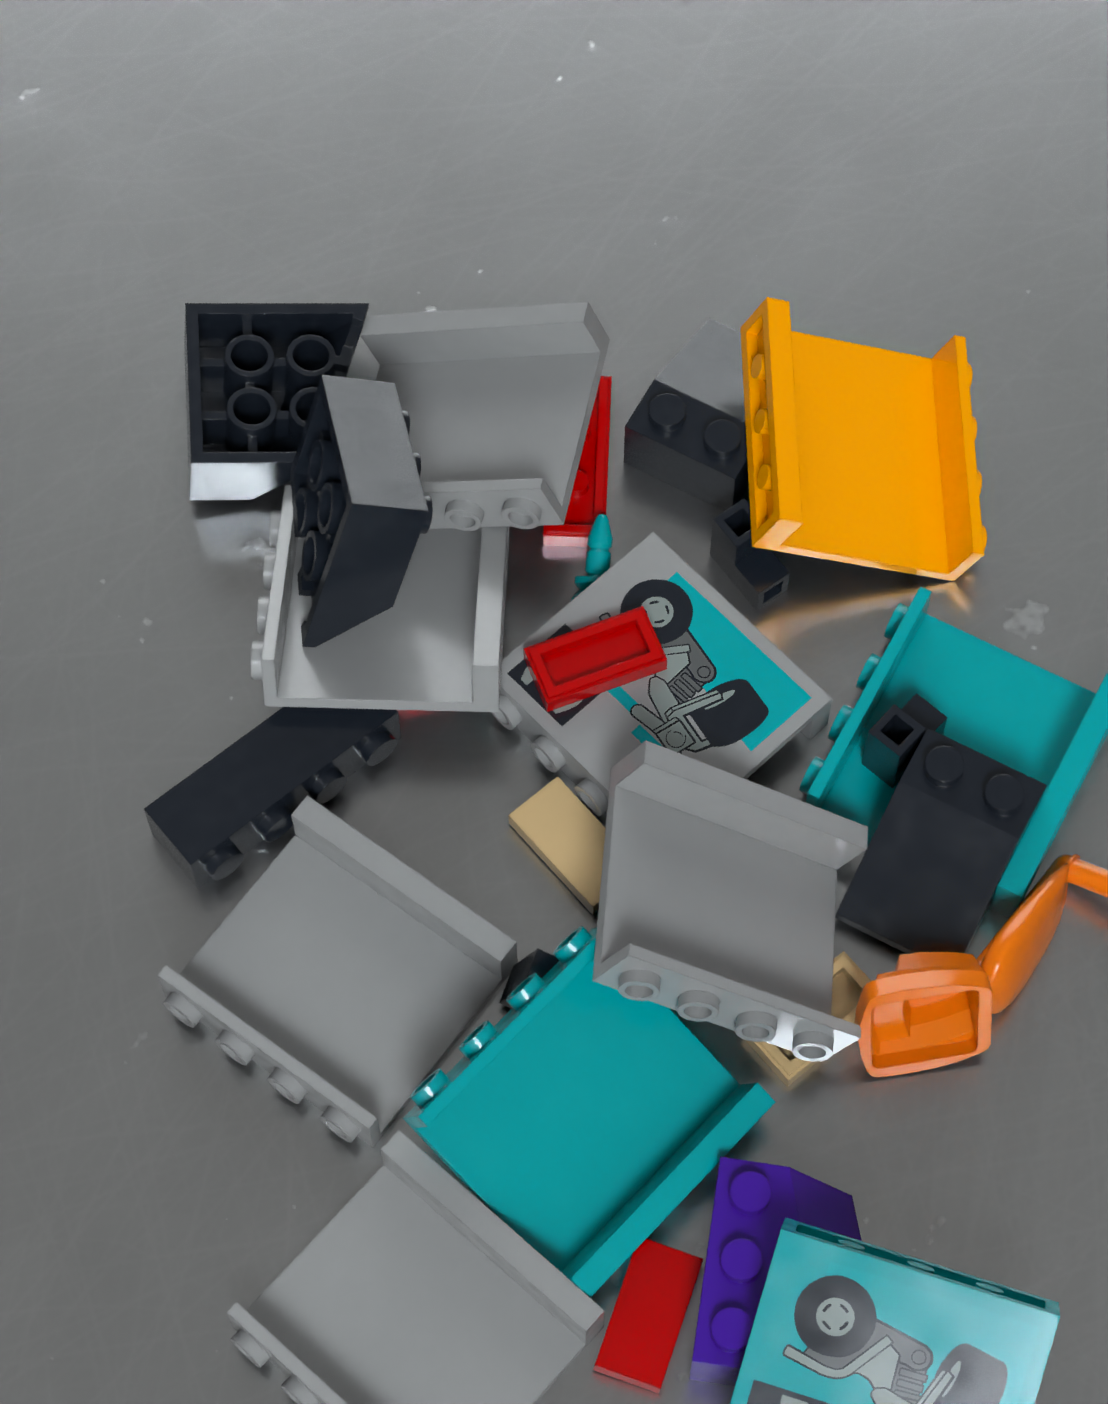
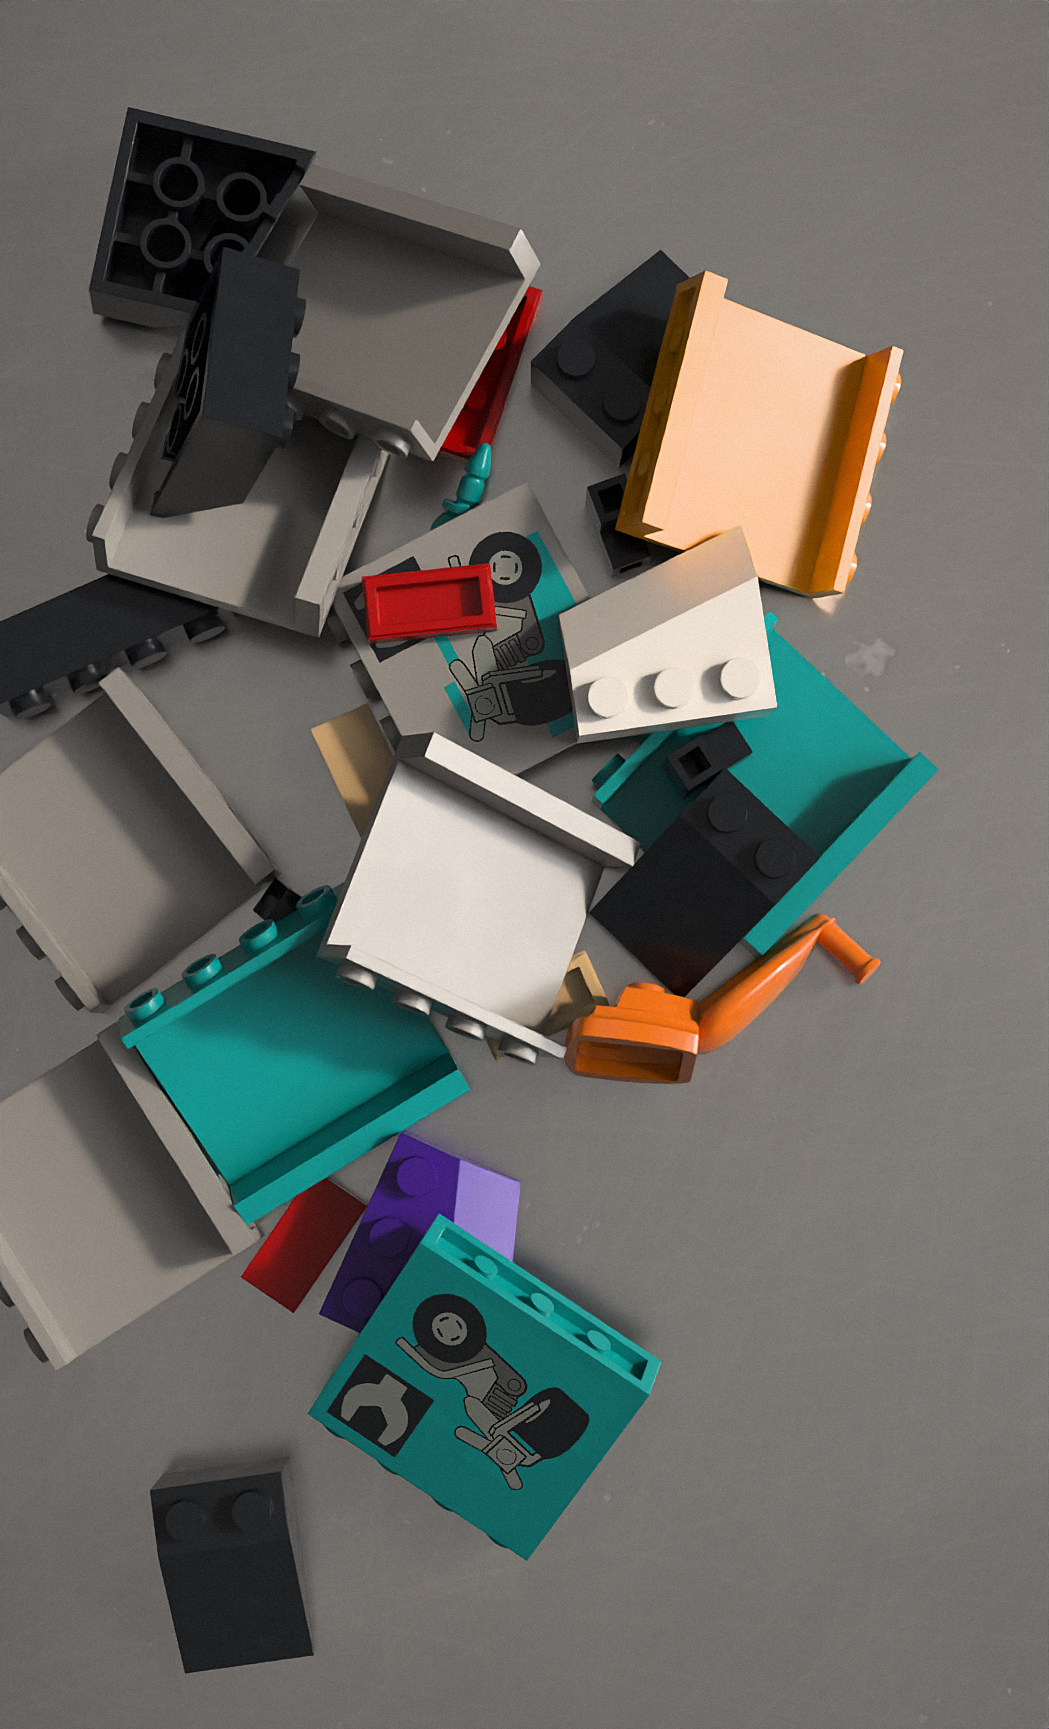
camera: 15 degrees right, 20 degrees up
(843, 637) = (671, 646): none -> white wedge

